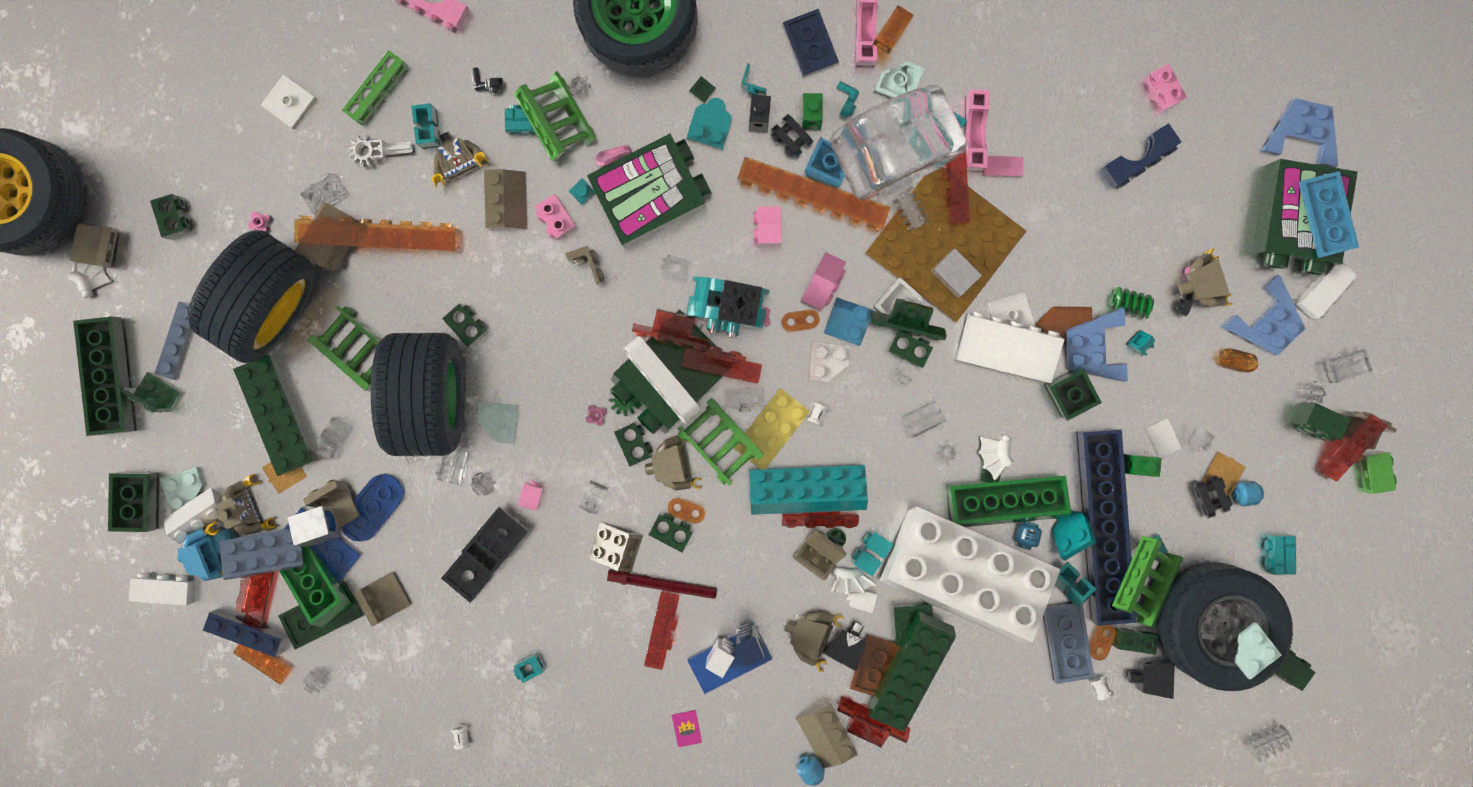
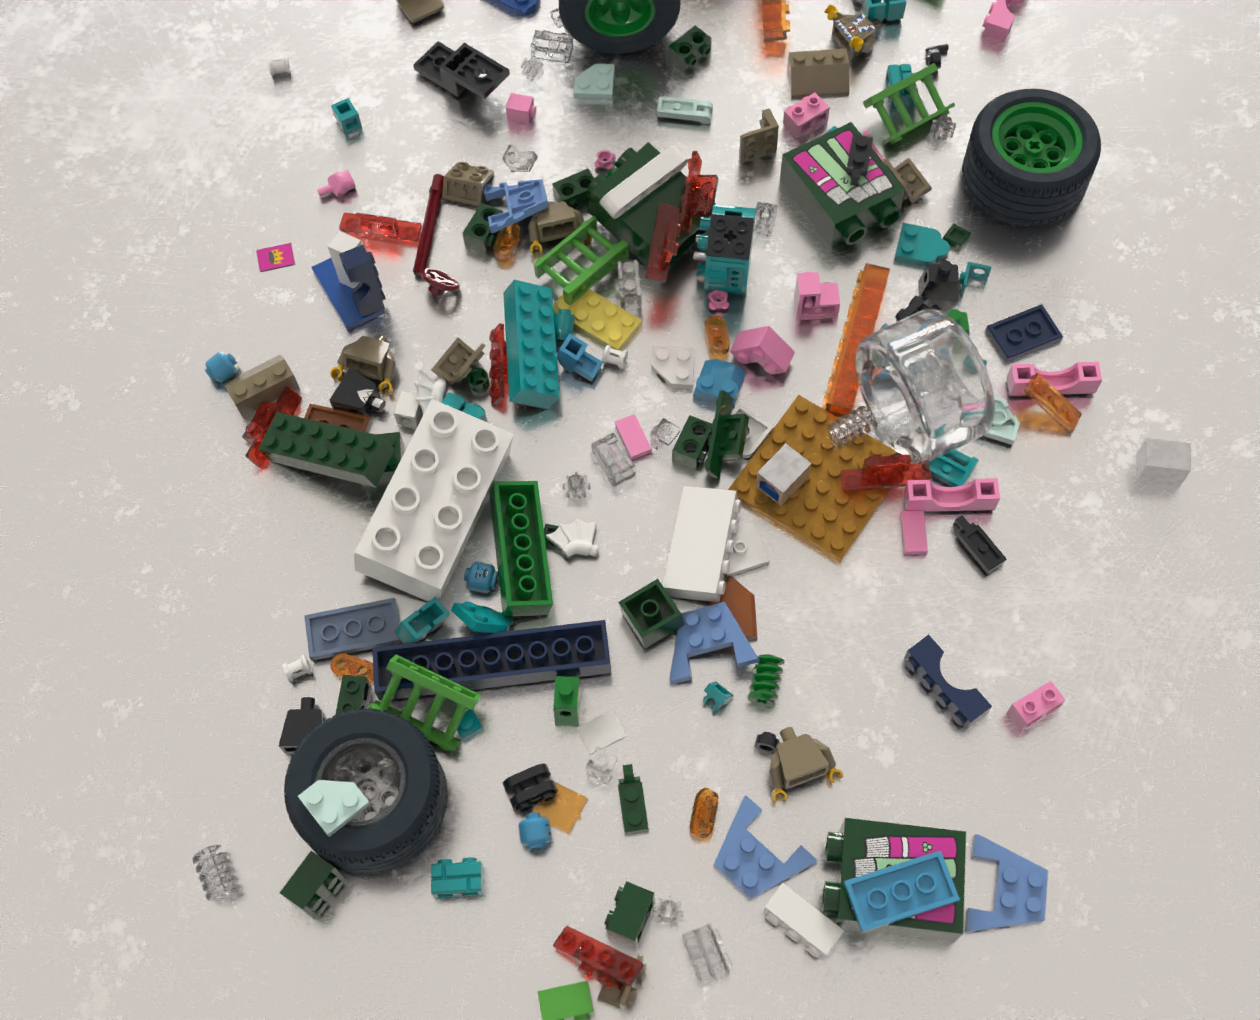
camera: 90 degrees right, 25 degrees down
(539, 335) = (685, 109): none -> light aqua plate
(610, 672) = (338, 183): none -> bright pink piece
(633, 172) = (859, 157): none -> black hinge
(641, 128) = (910, 179): none -> dark tan bracket
(647, 493) = (522, 201): none -> medium blue wing
(731, 574) = (439, 281): none -> dark red piece
(785, 459) = (563, 324): none -> teal brick
(823, 446) = (575, 358): none -> dark azure brick
(898, 401) = (633, 437): none -> bright pink tile
(1019, 112) = (979, 544): none -> black hinge
(1224, 416) = (632, 802): none -> dark green hinge

